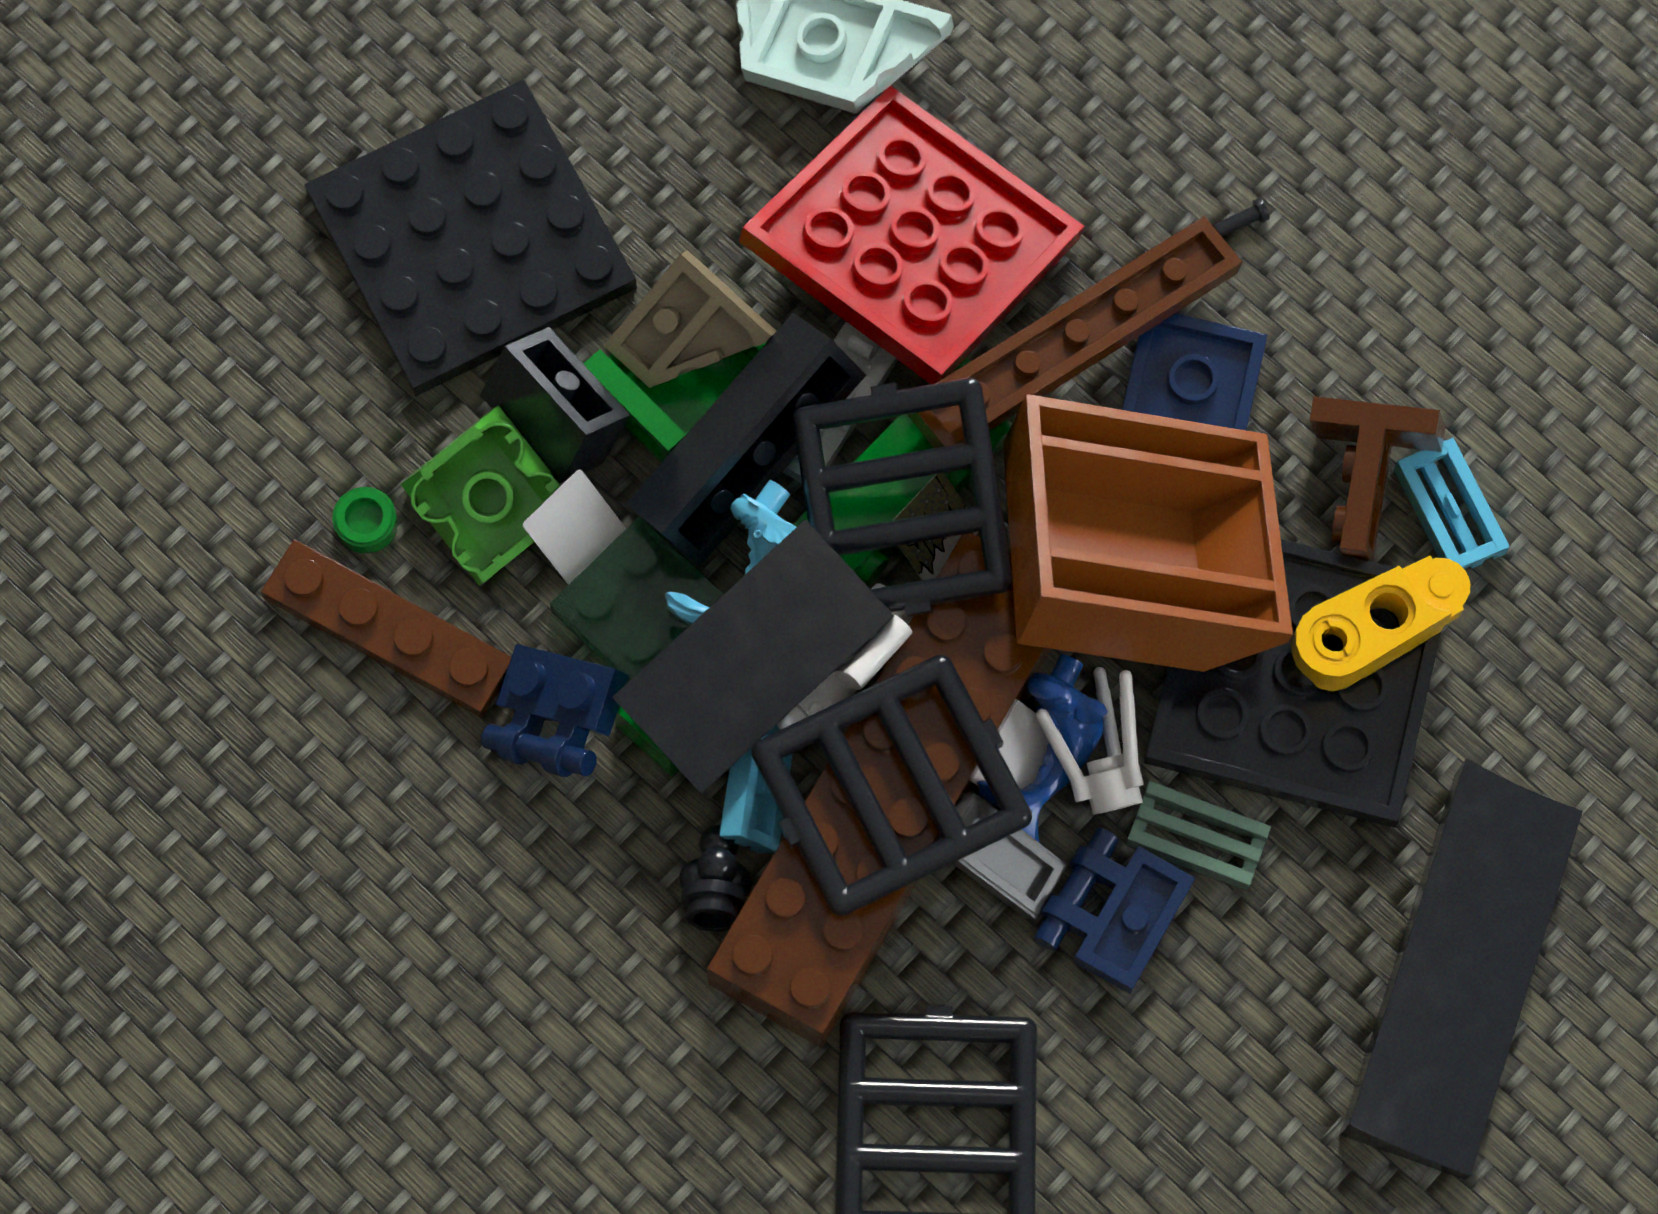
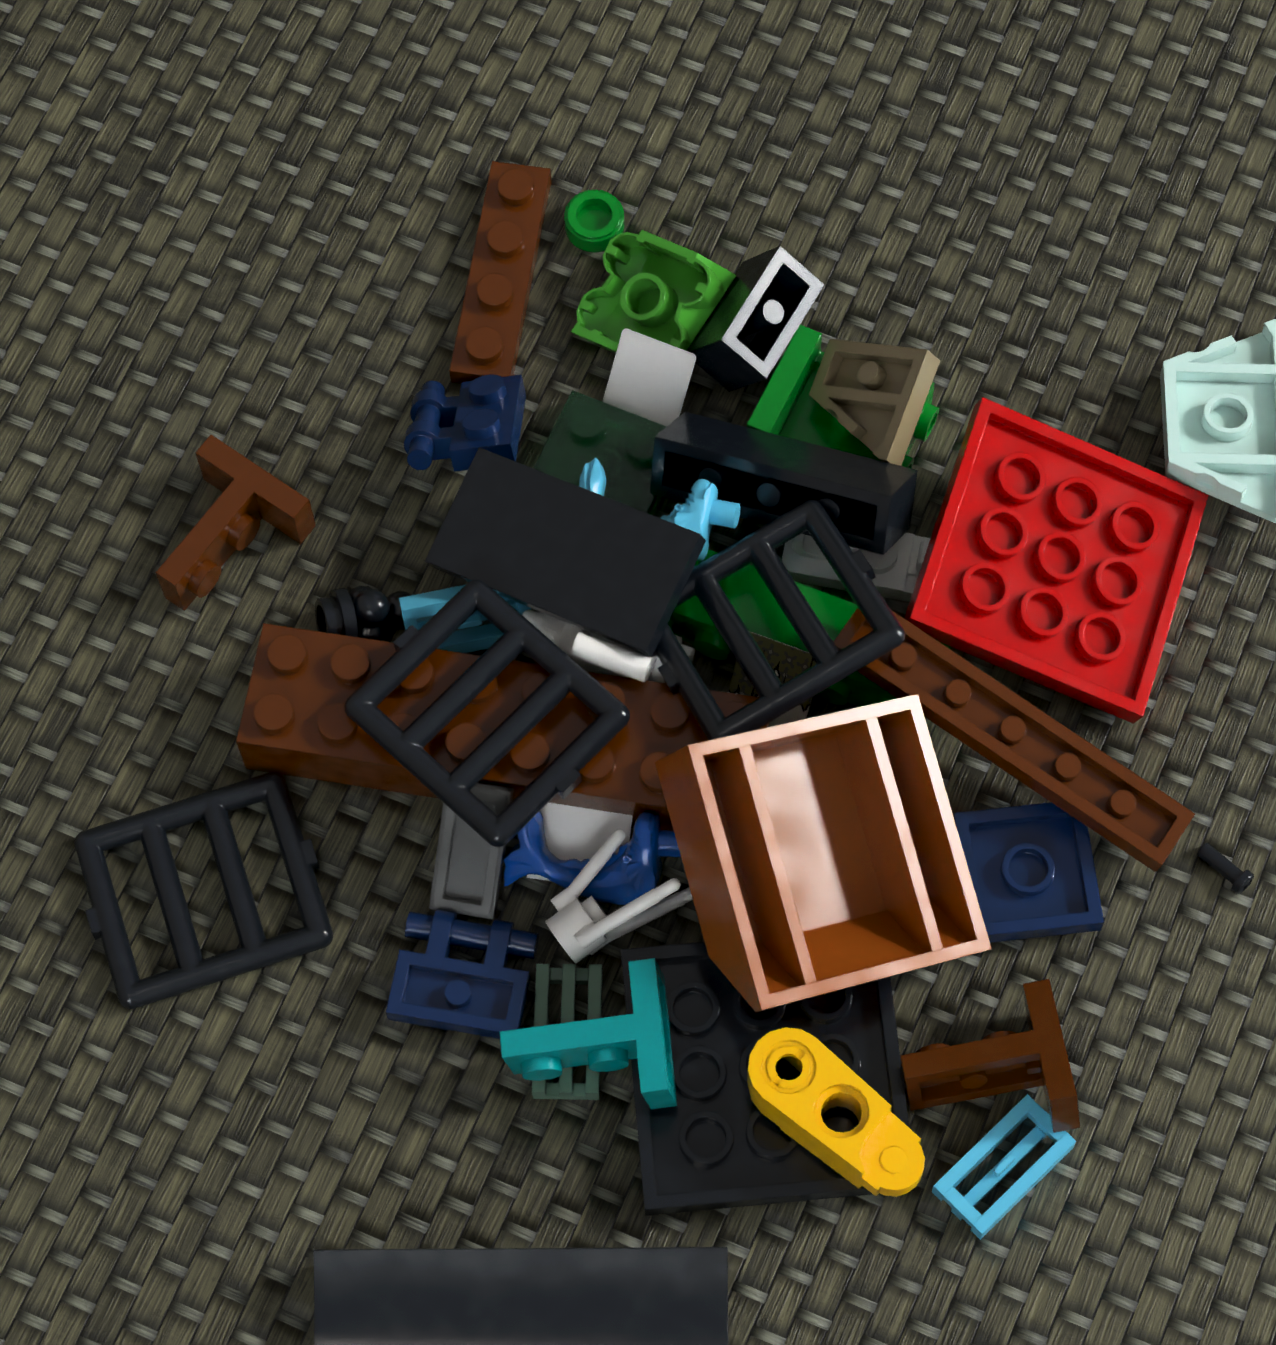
camera: 75 degrees right, 5 degrees down
(470, 236) = (900, 205): black plate -> none
(567, 971) = (231, 521): none -> reddish brown bracket
(1245, 792) = (606, 1042): none -> teal bracket

